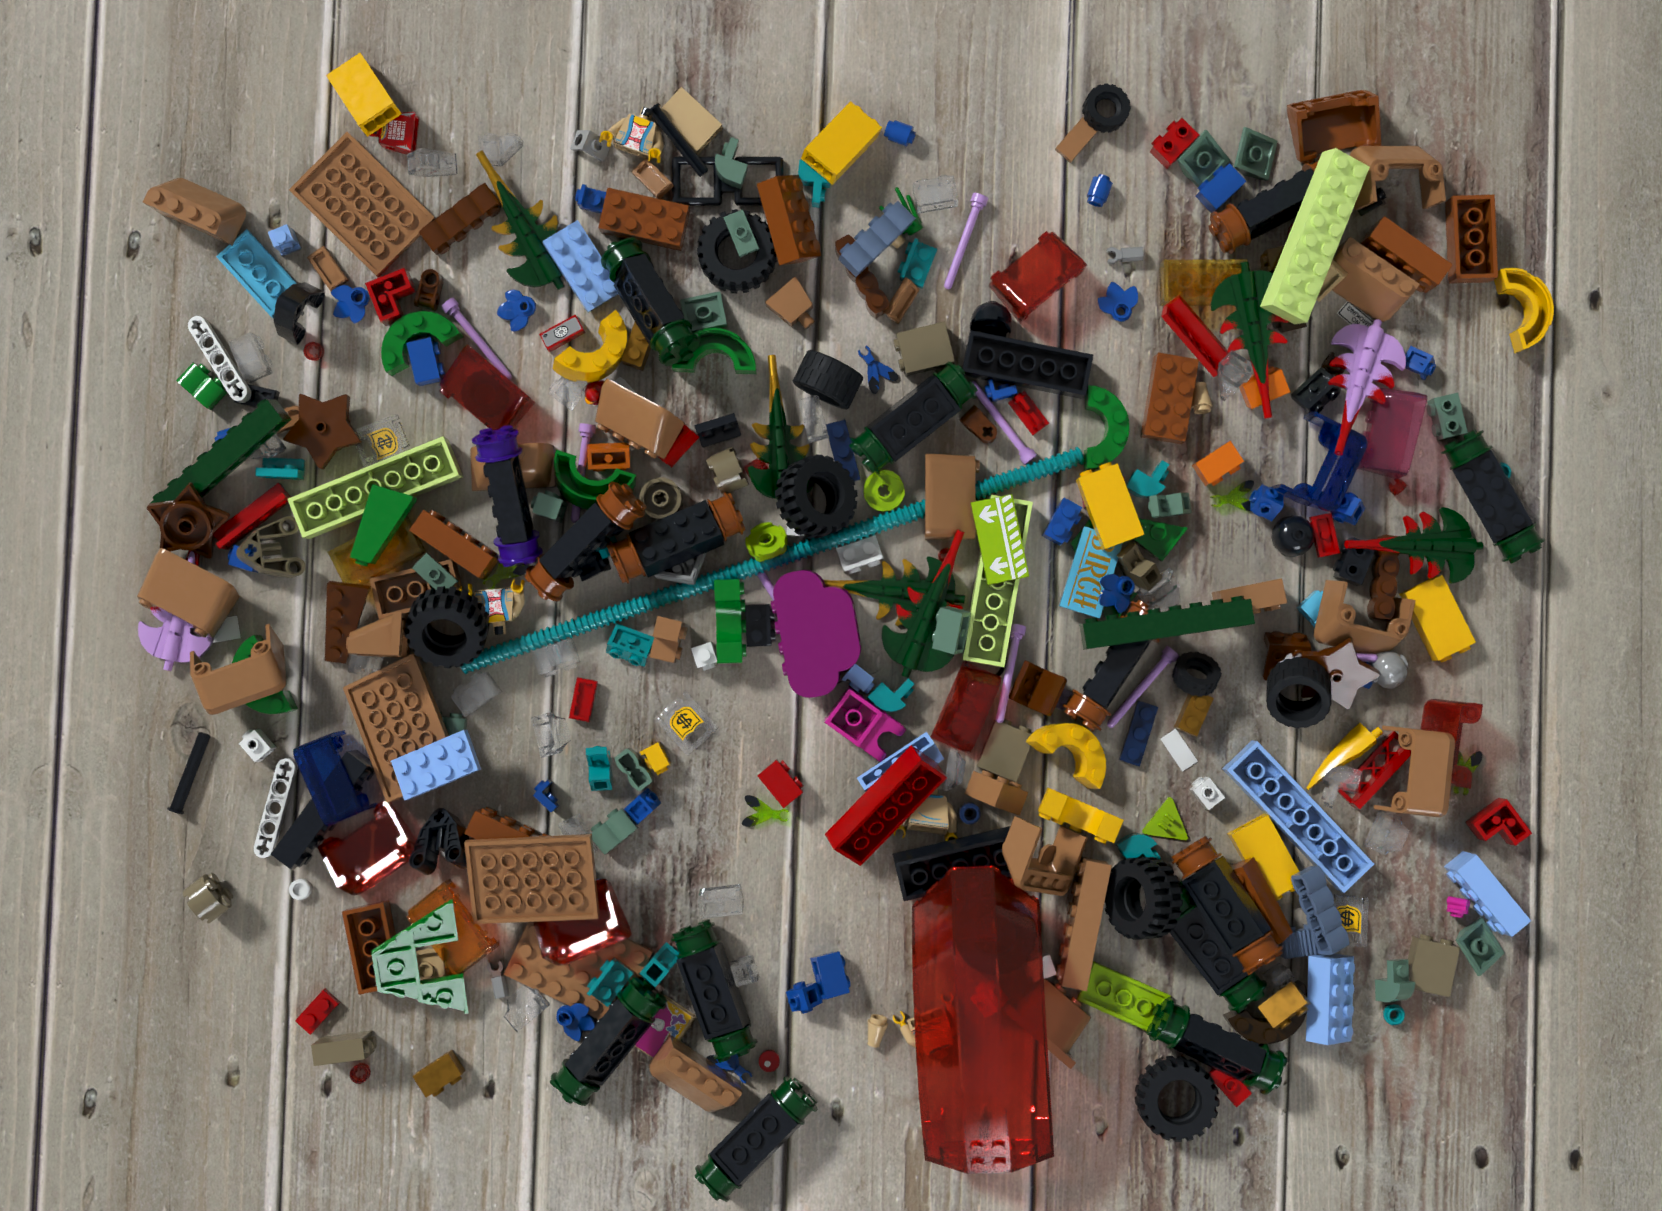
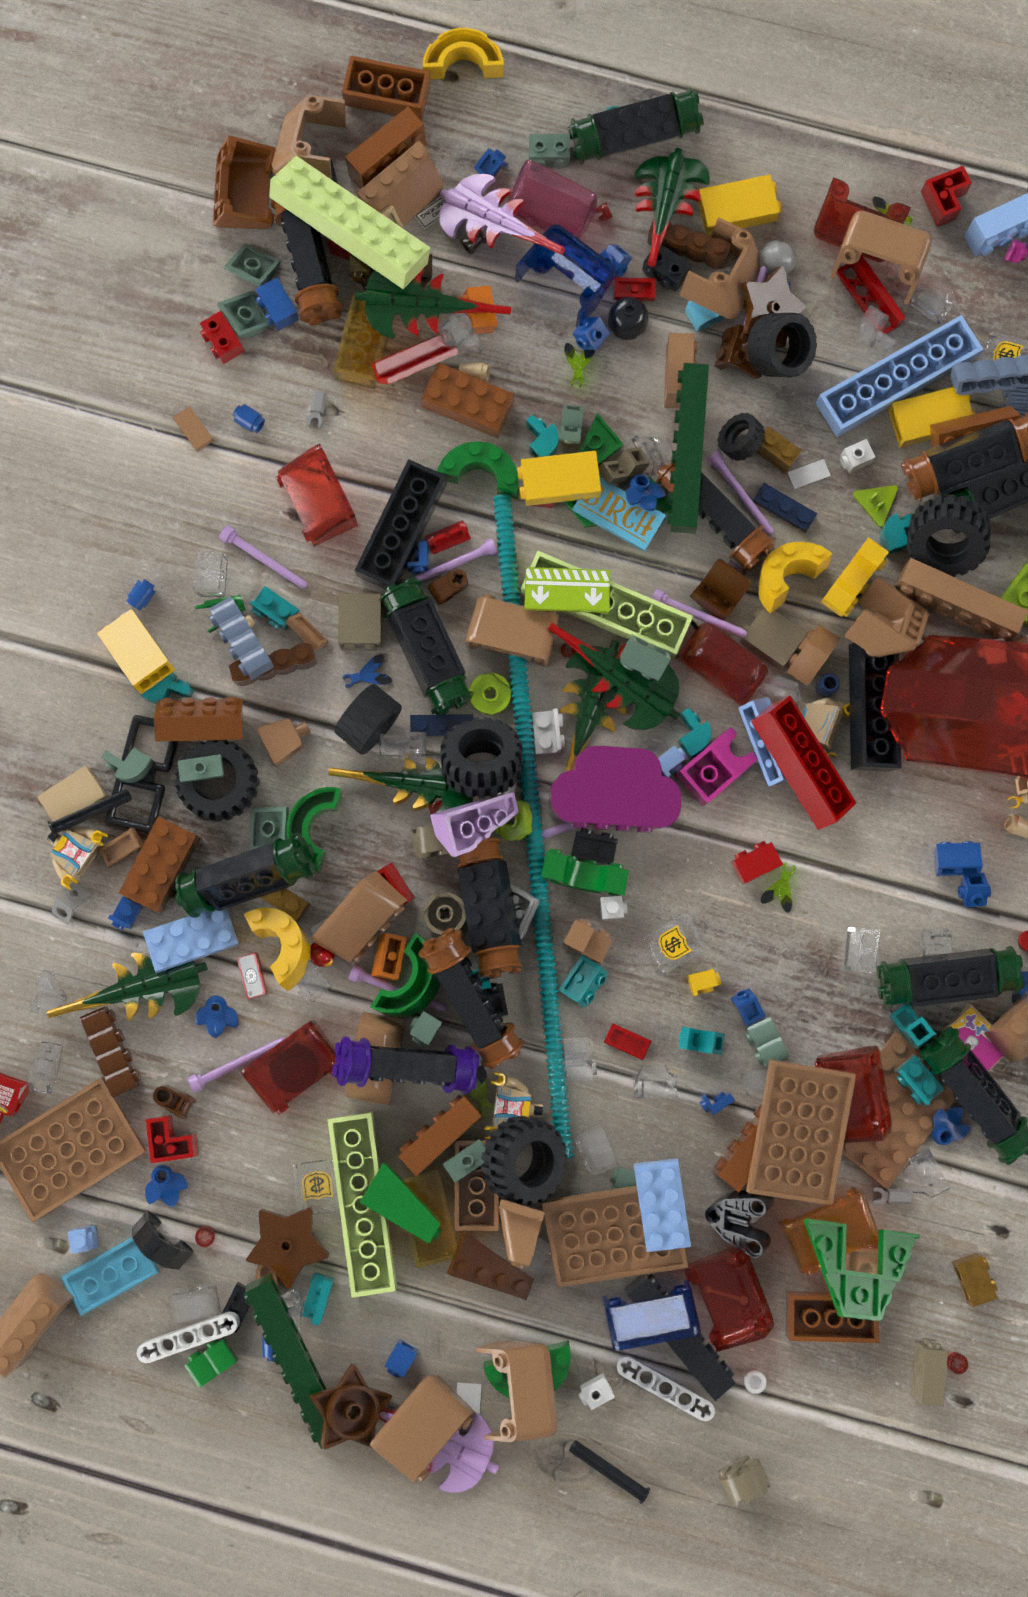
camera: 75 degrees left, 5 degrees down
(251, 516) = (359, 1341): red fence -> none
(273, 566) = (407, 1345): dark tan connector -> none
(317, 1011) = (884, 1393): red plate -> none
(327, 268) = (123, 1202): medium nougat tile -> none
(409, 329) = (208, 1130): green brick -> none
(425, 361) = (246, 1121): blue brick -> none
(637, 774) = (714, 1003): sand green brick -> none
(718, 430) = (390, 841): black bracket -> none
(747, 499) = (468, 824): none -> lavender wedge
(991, 319) = (348, 548): black cylinder -> none
(1061, 522) = (562, 529): blue brick -> none
(1113, 94) = (163, 379): black tyre -> none
(1118, 298) = (359, 425): blue plate -> none
(1218, 463) = (542, 369): orange brick -> none
(1316, 392) = (495, 264): black bracket -> none
(1351, 747) = (843, 314): yellow piece -> none

